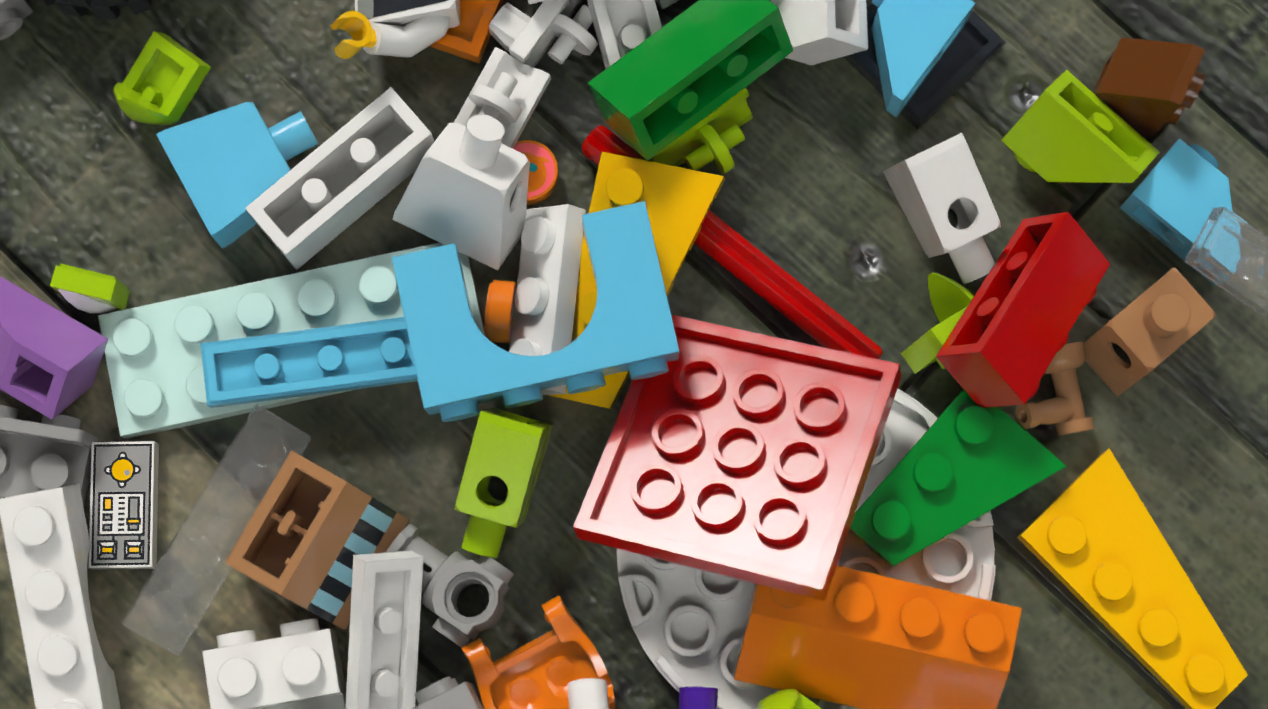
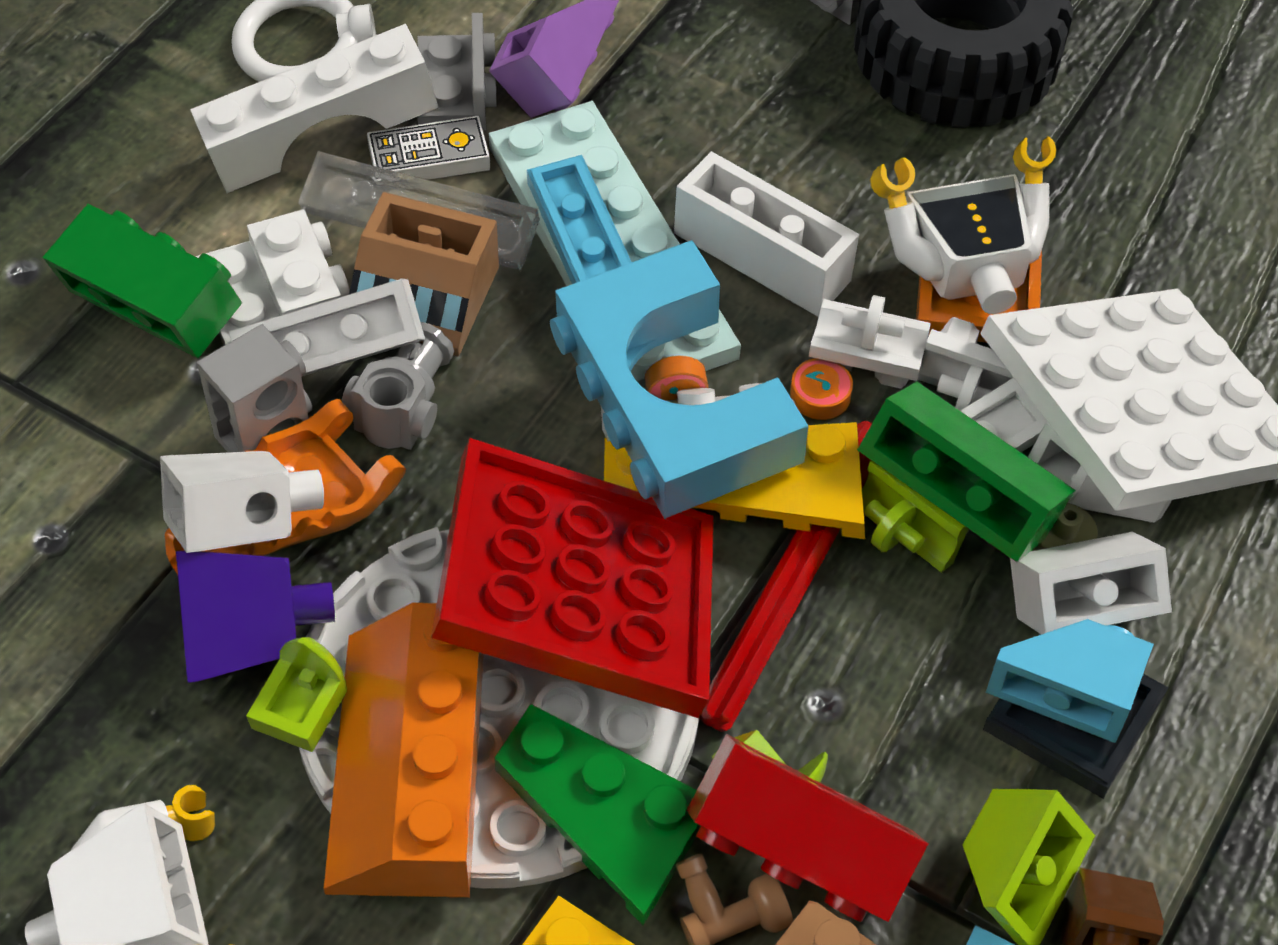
camera: 75 degrees right, 25 degrees down
(89, 289) = (611, 87): lime tile -> none
(160, 82) = (810, 104): lime plate -> none
(232, 161) = (760, 143): medium azure torso -> none
(469, 191) = (782, 322): white torso -> none
(505, 448) = (518, 398): lime torso -> none
(944, 180) = (906, 737): white torso -> none

